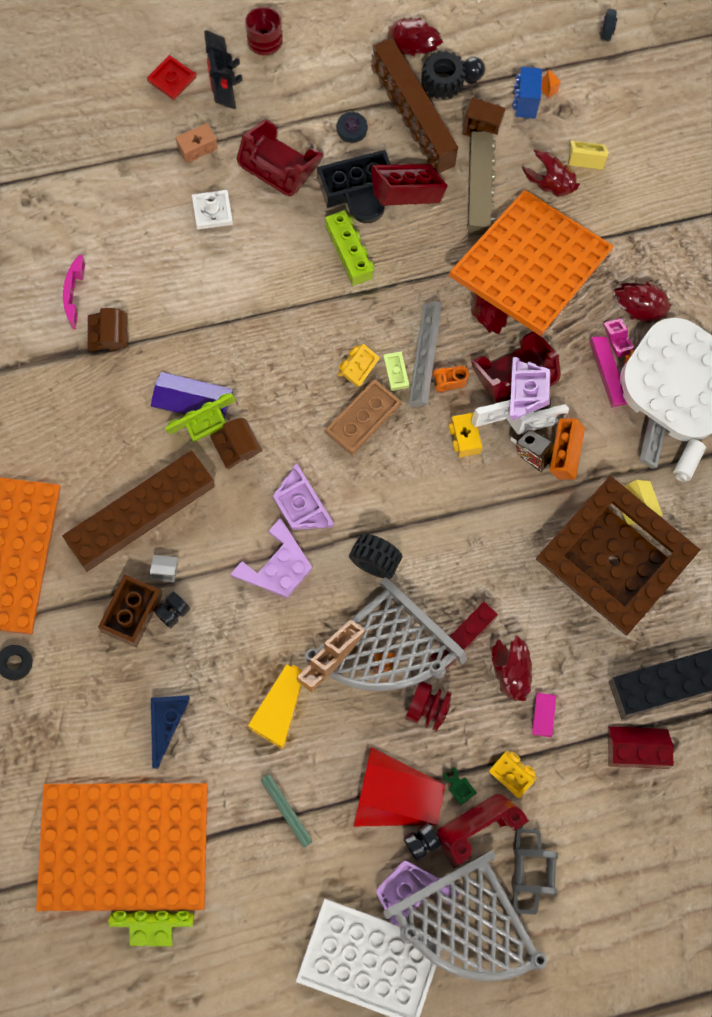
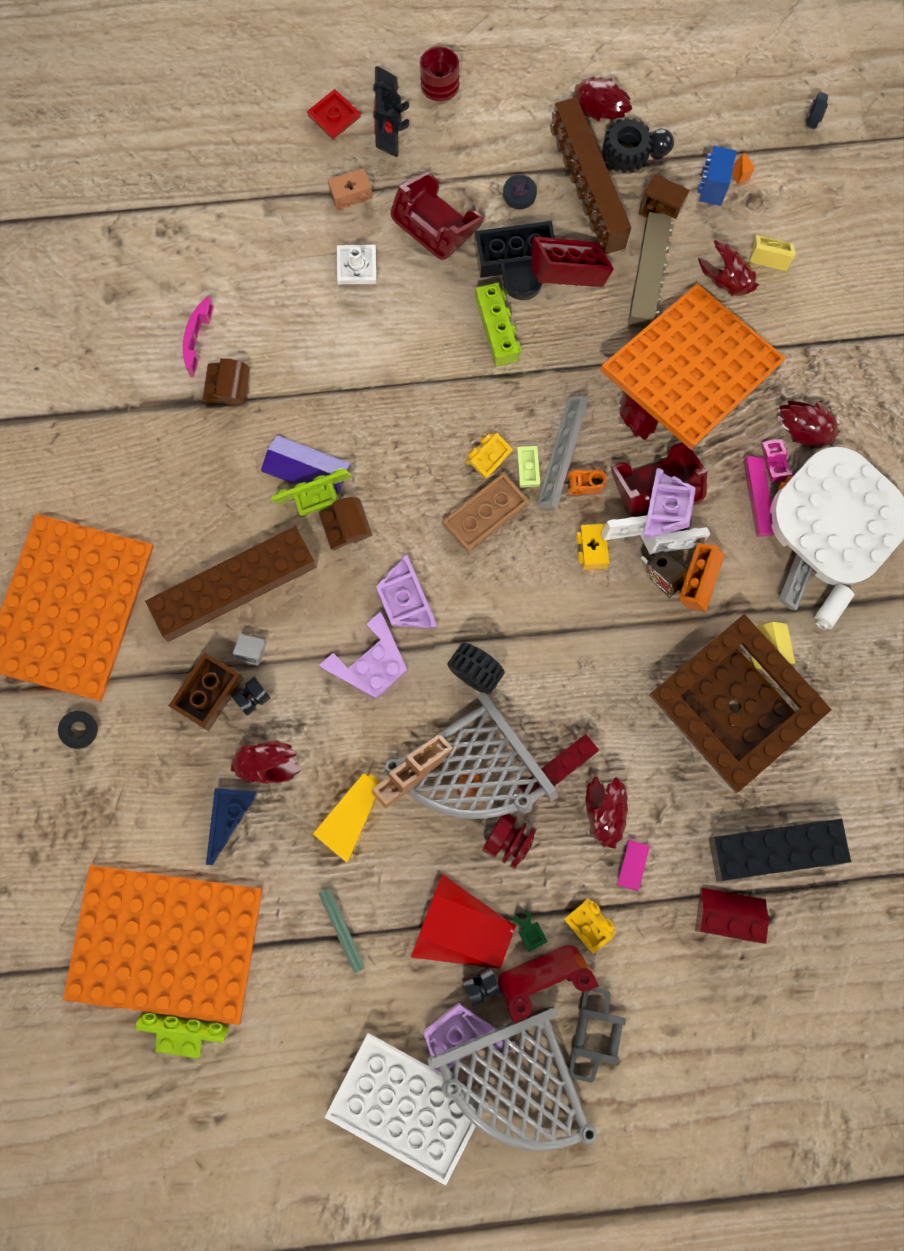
camera: 10 degrees right, 5 degrees up
(194, 667) = (265, 762): none -> dark red head

